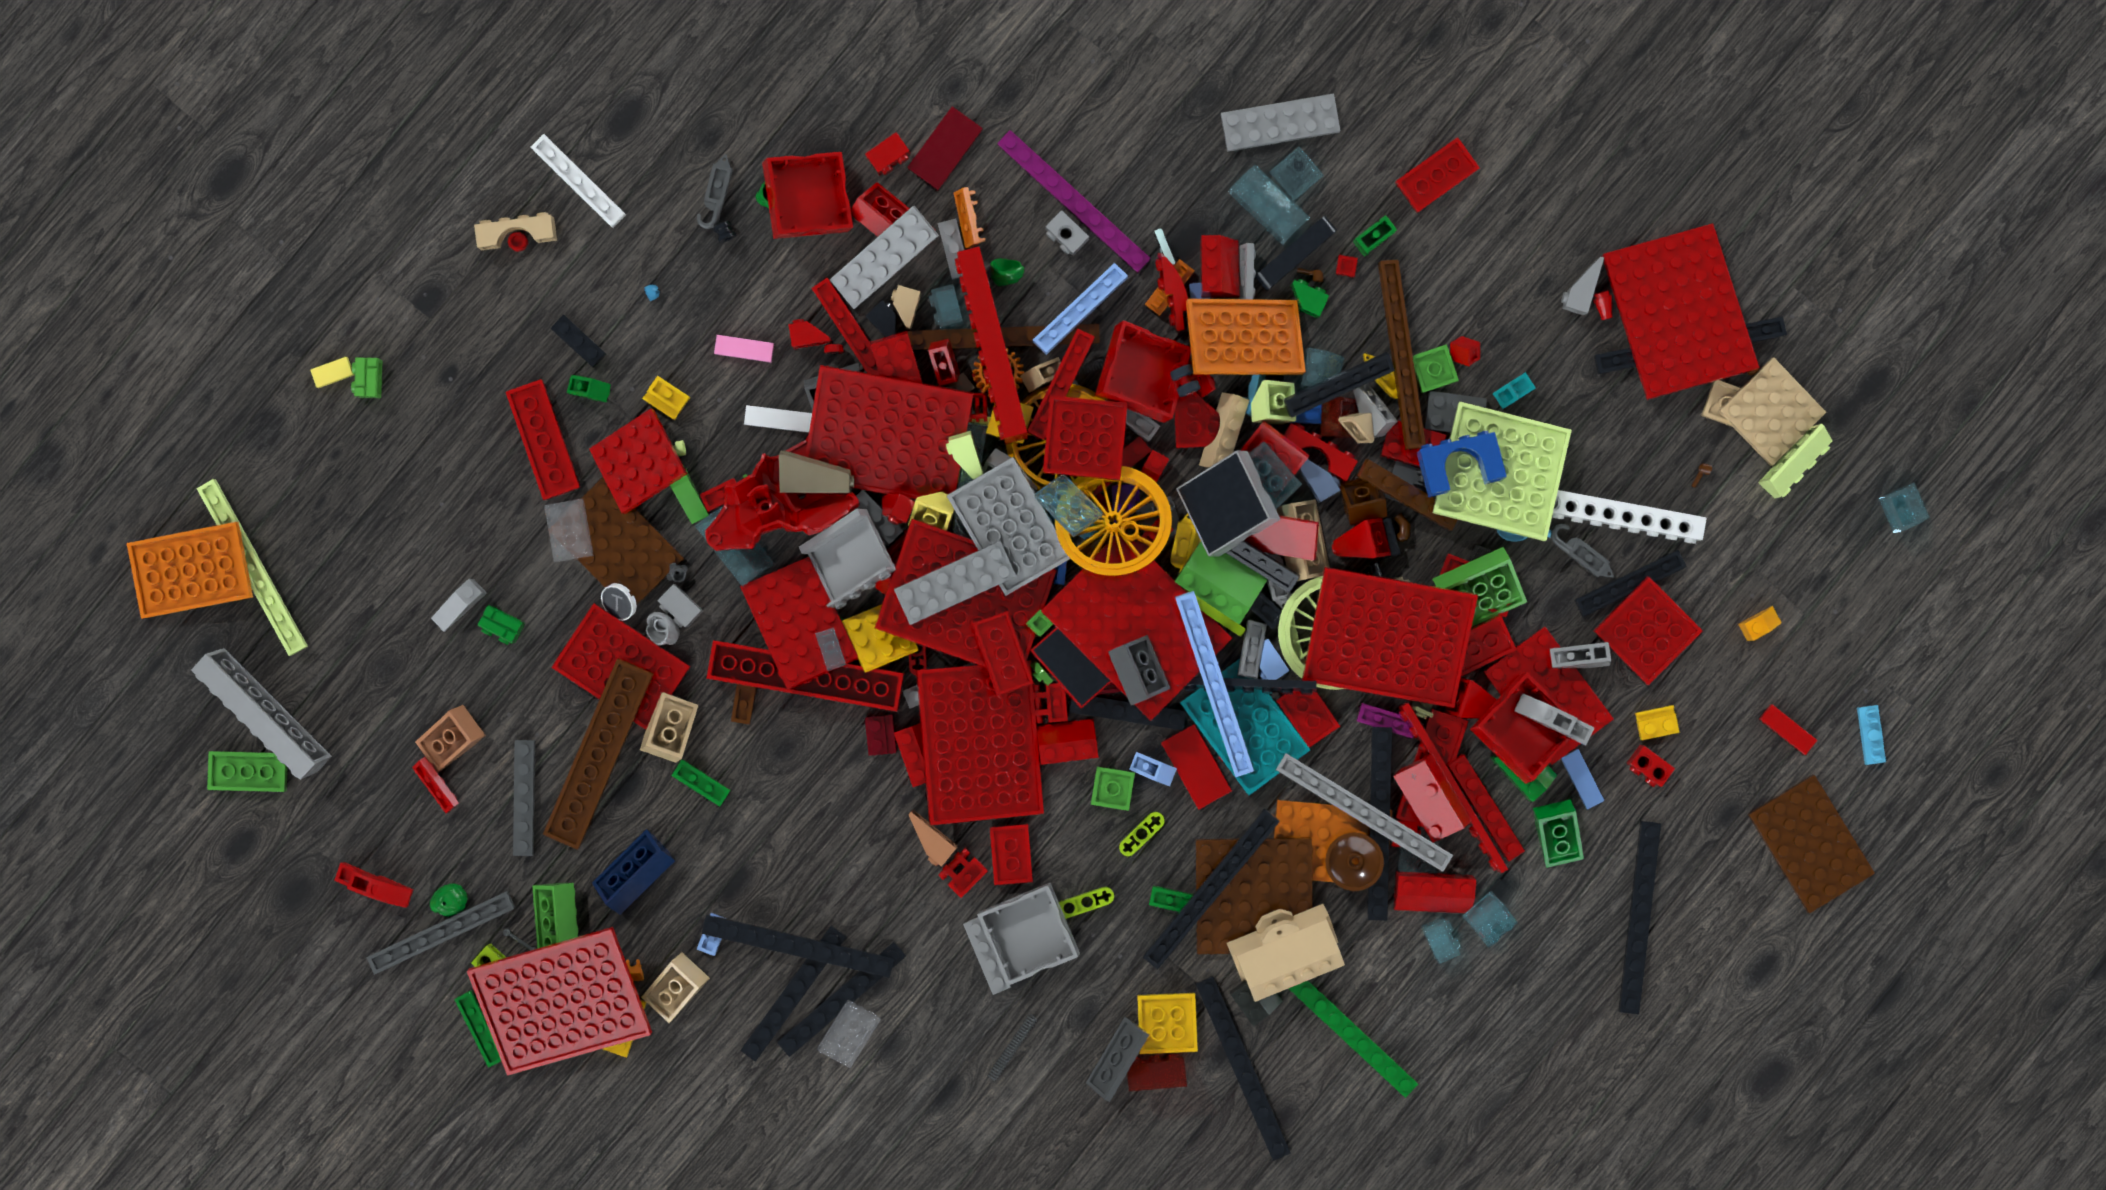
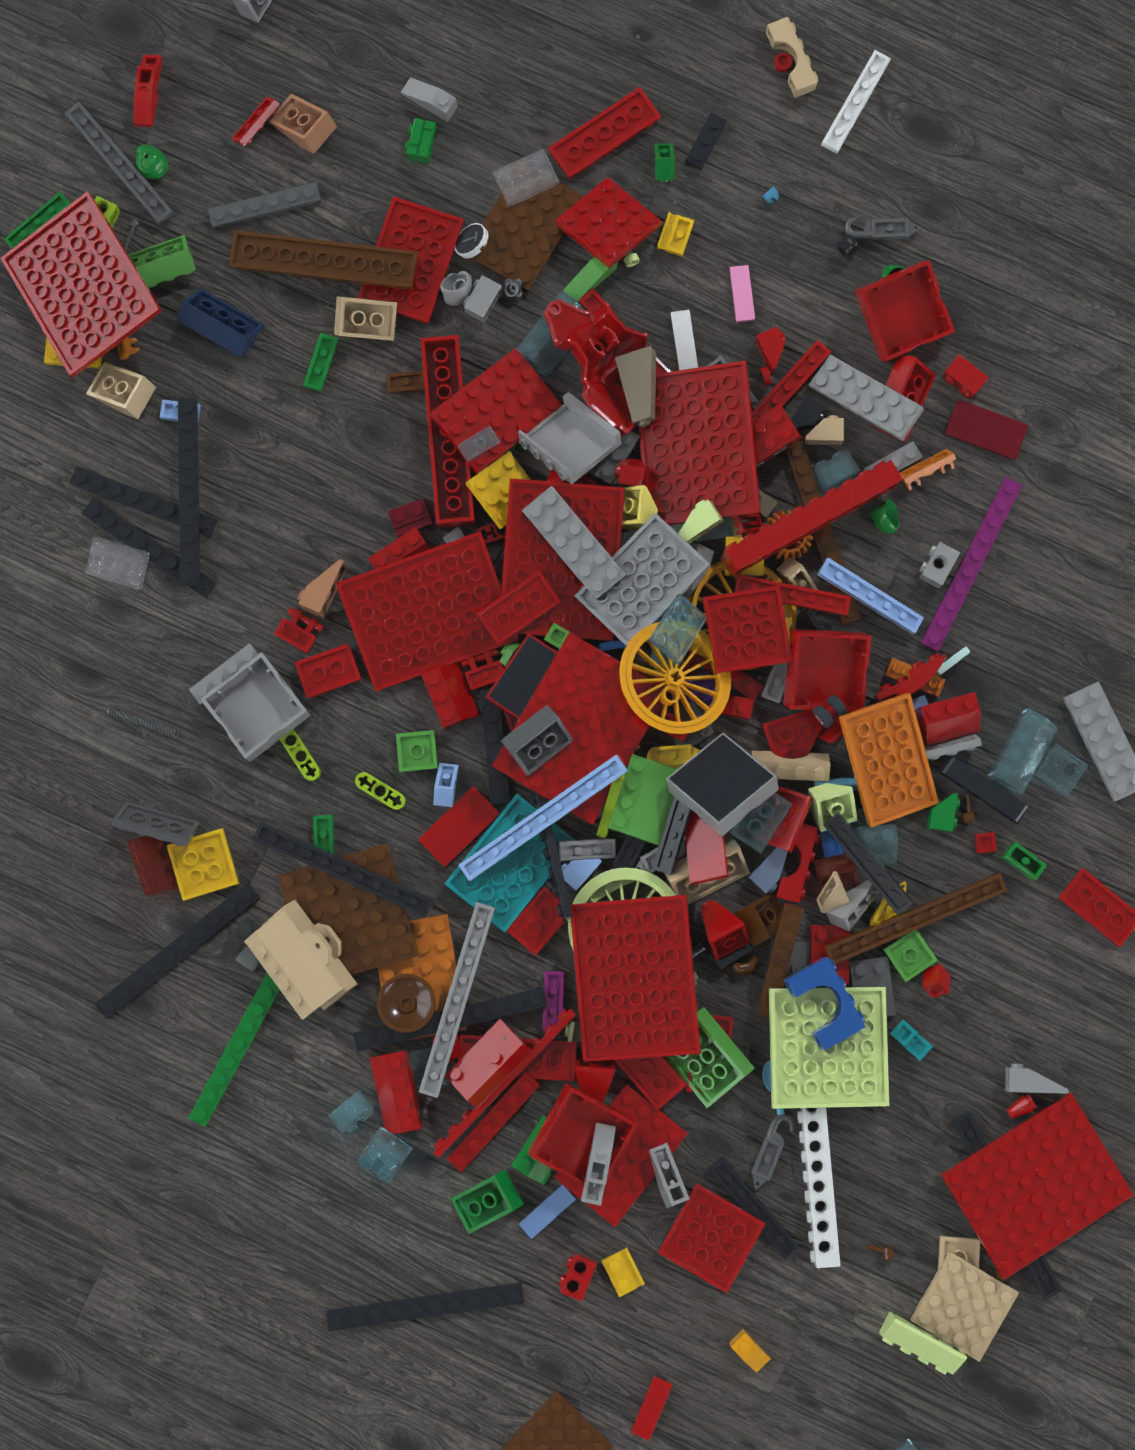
camera: 80 degrees right, 5 degrees down
(944, 362) = (782, 480): red brick -> none

